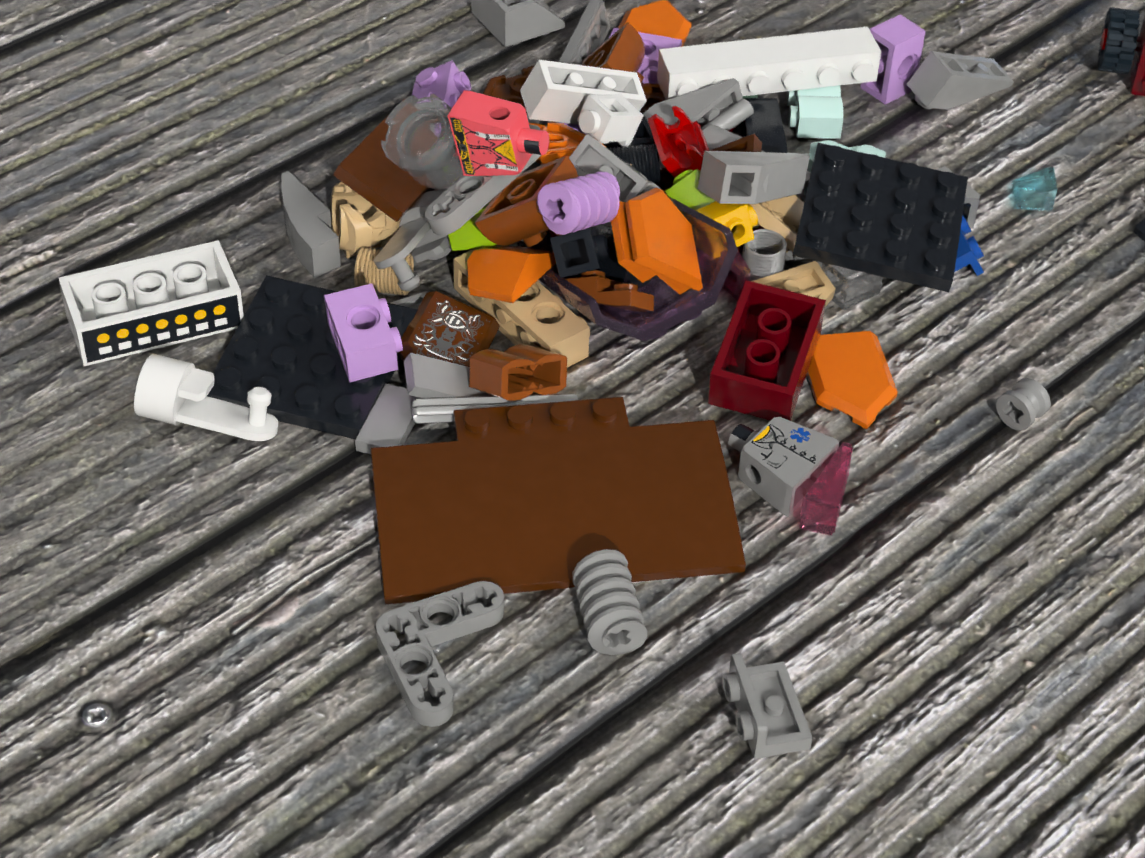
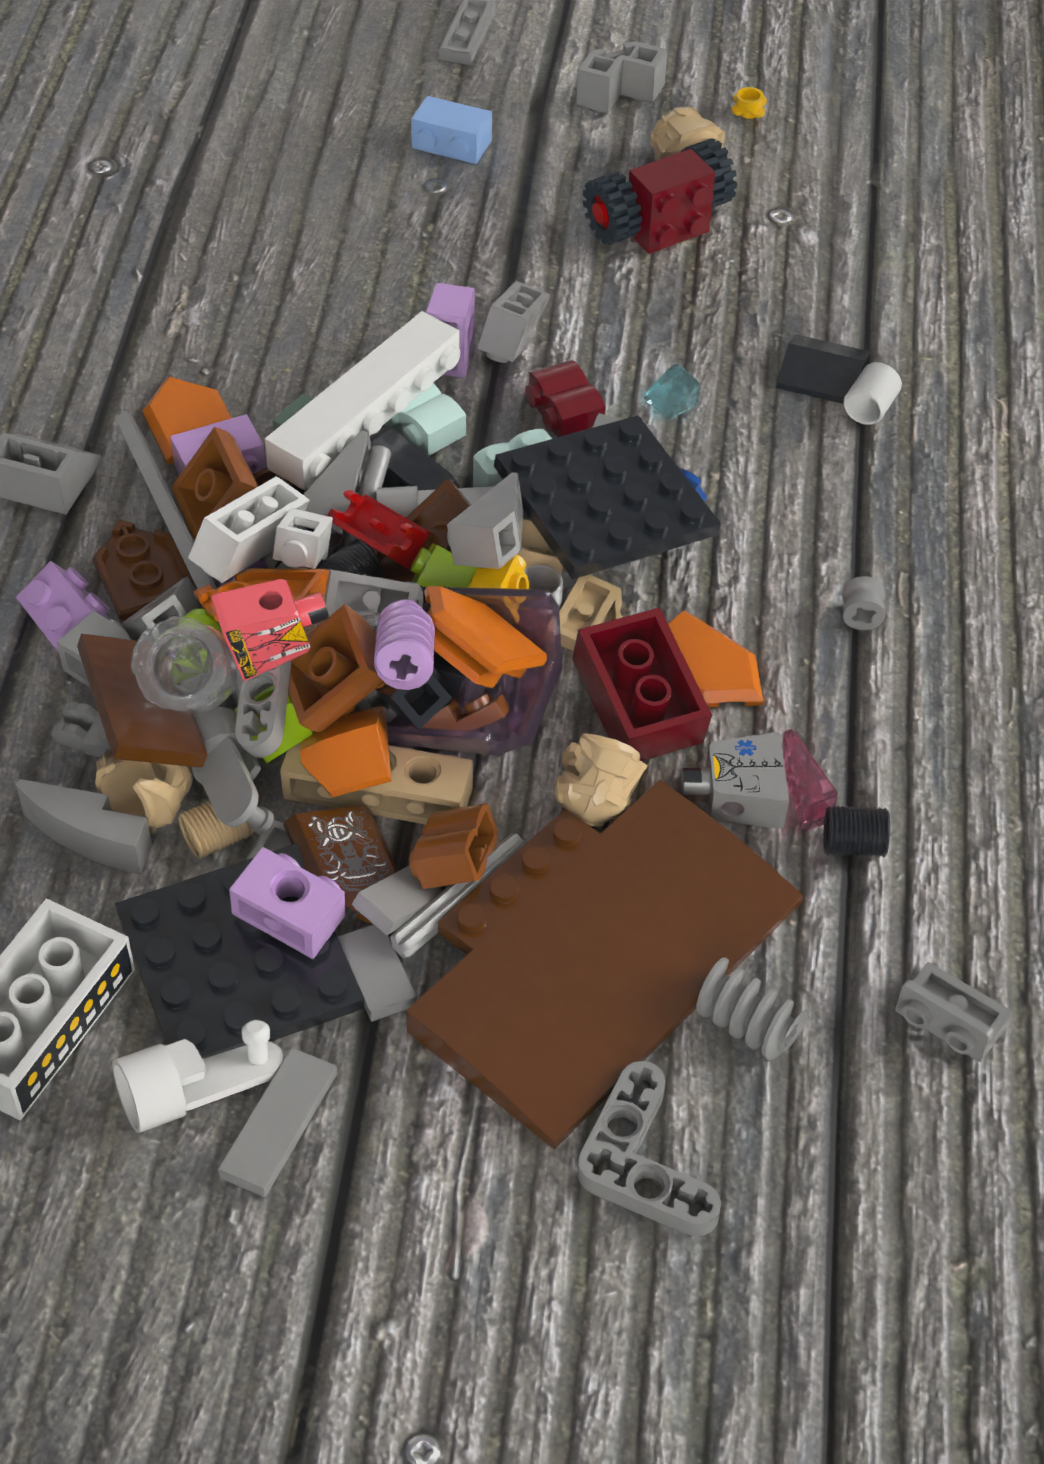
camera: 40 degrees left, 5 degrees up
(228, 466) = (277, 1122): none -> light grey tile
(669, 393) = (598, 779): none -> tan helmet
(831, 545) = (856, 831): none -> black piece
(938, 144) = (564, 398): none -> dark red brick

